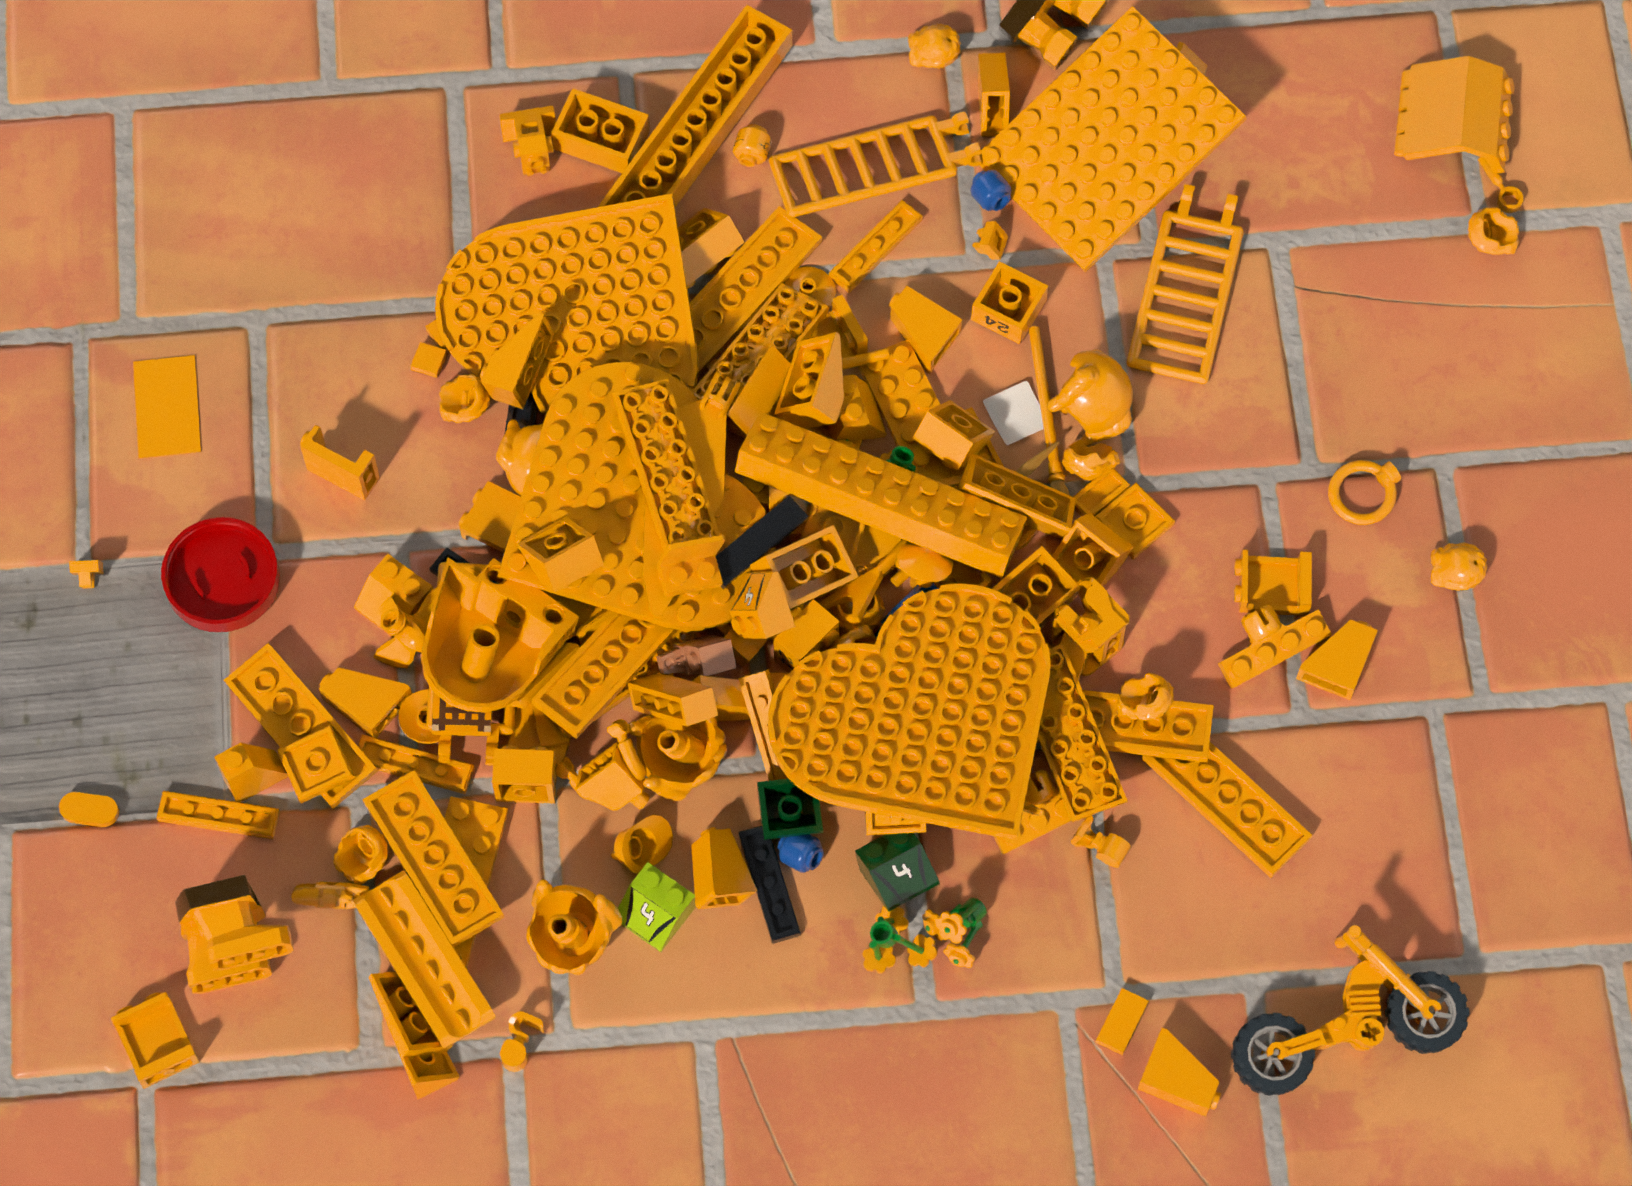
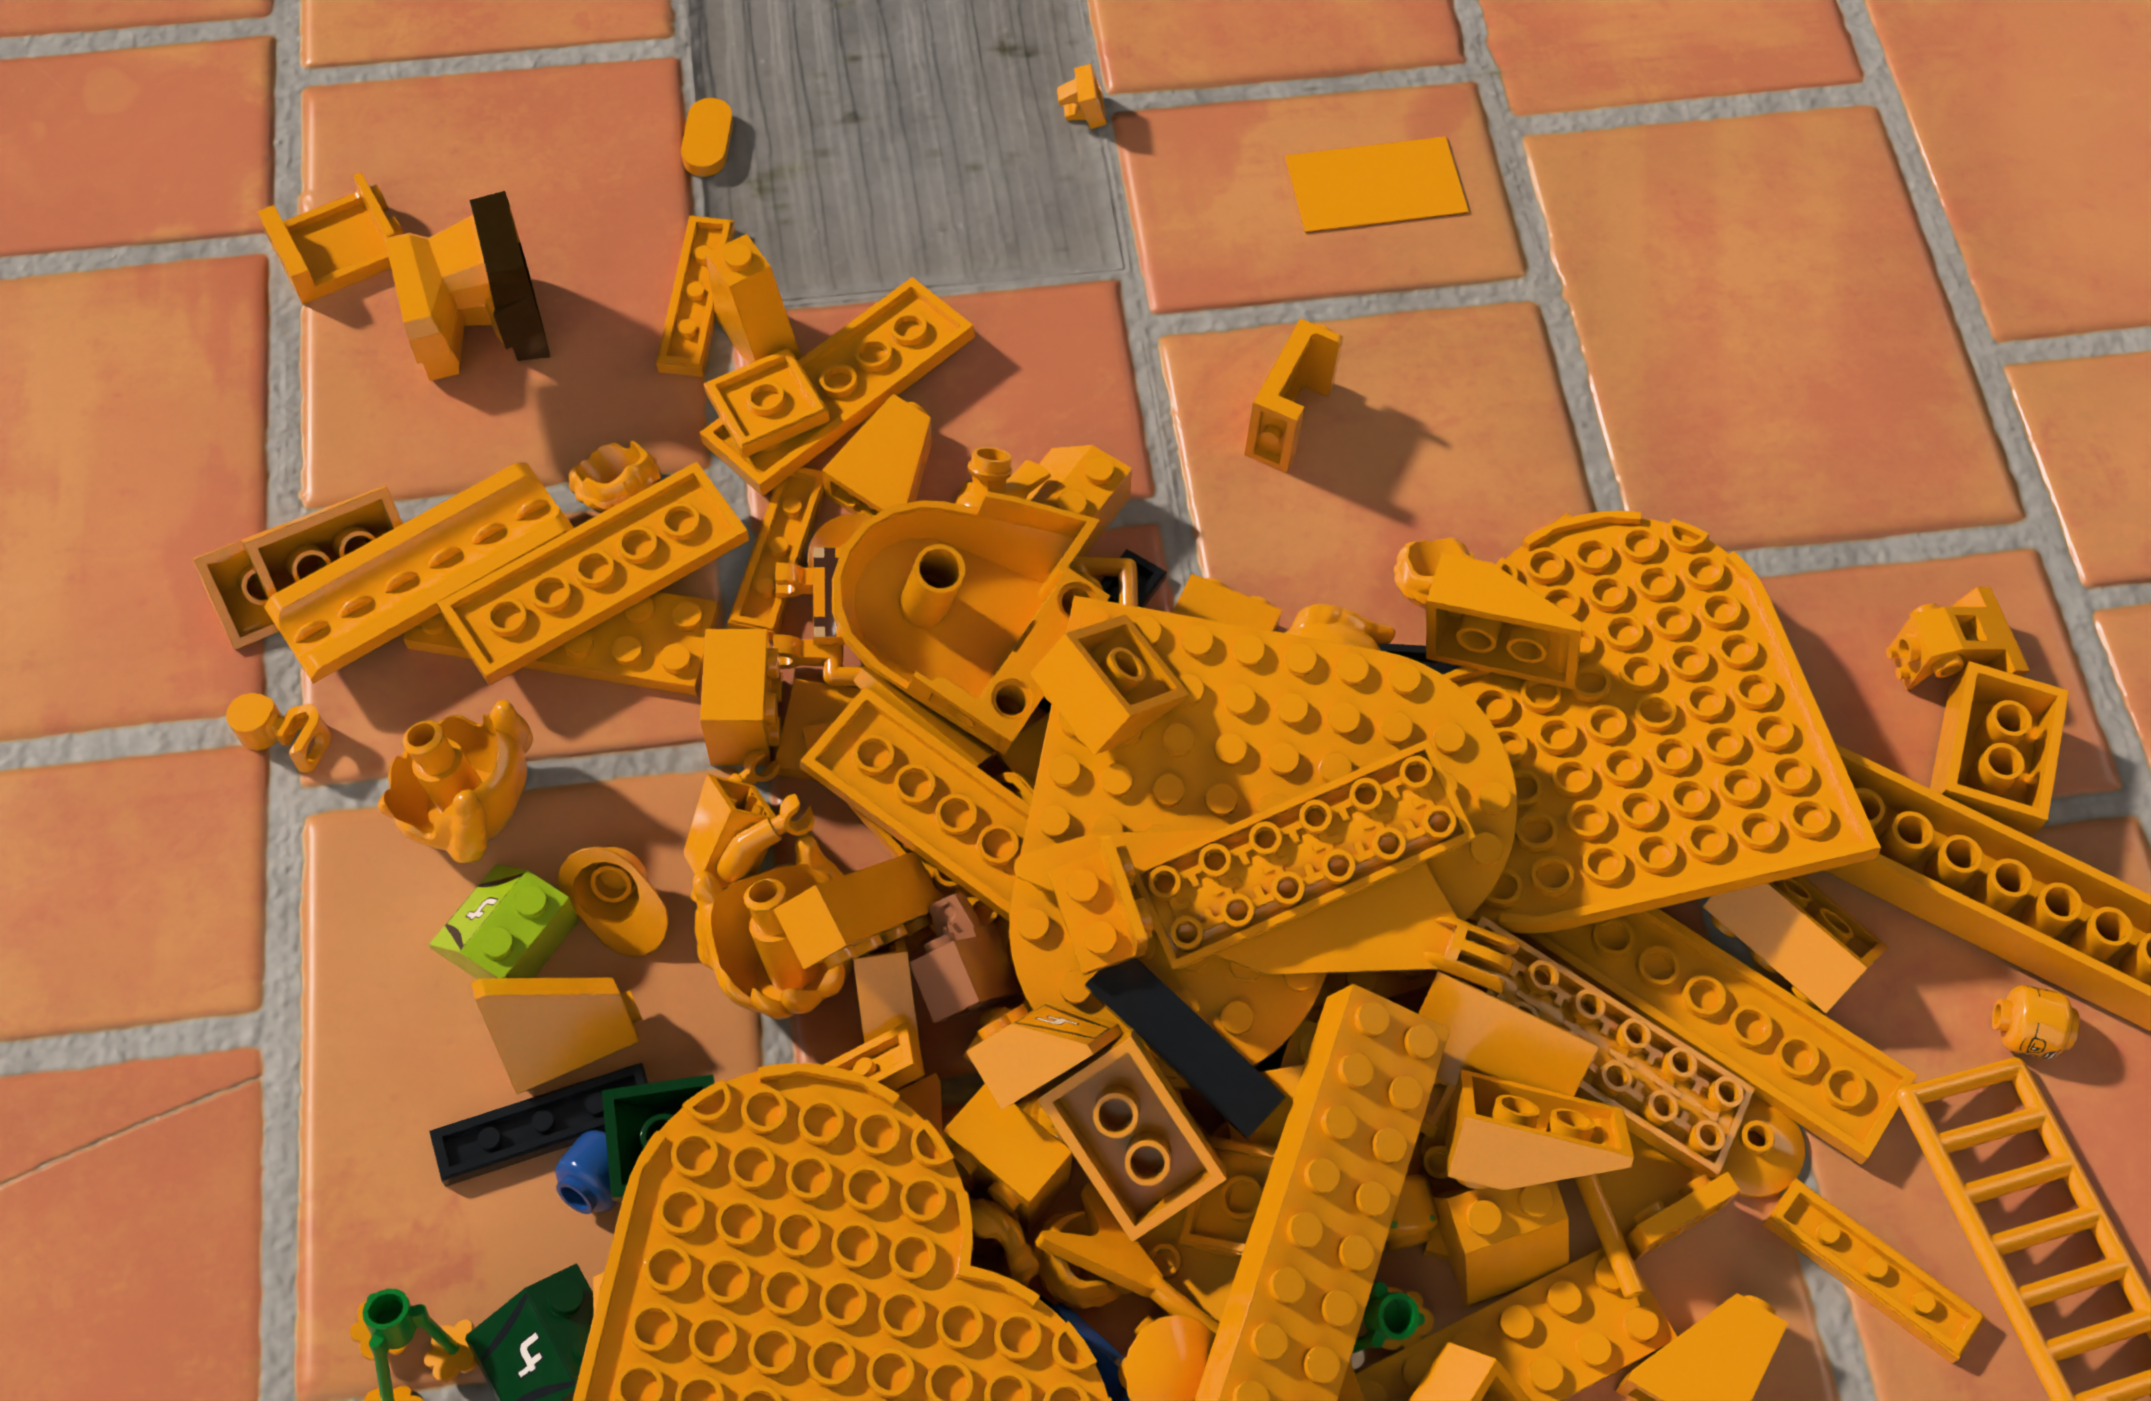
camera: 85 degrees right, 5 degrees down
(220, 574) = (1089, 261): red brick -> none
(328, 894) = (552, 439): light orange hinge -> none
(428, 359) = (1506, 523): light orange tile -> none

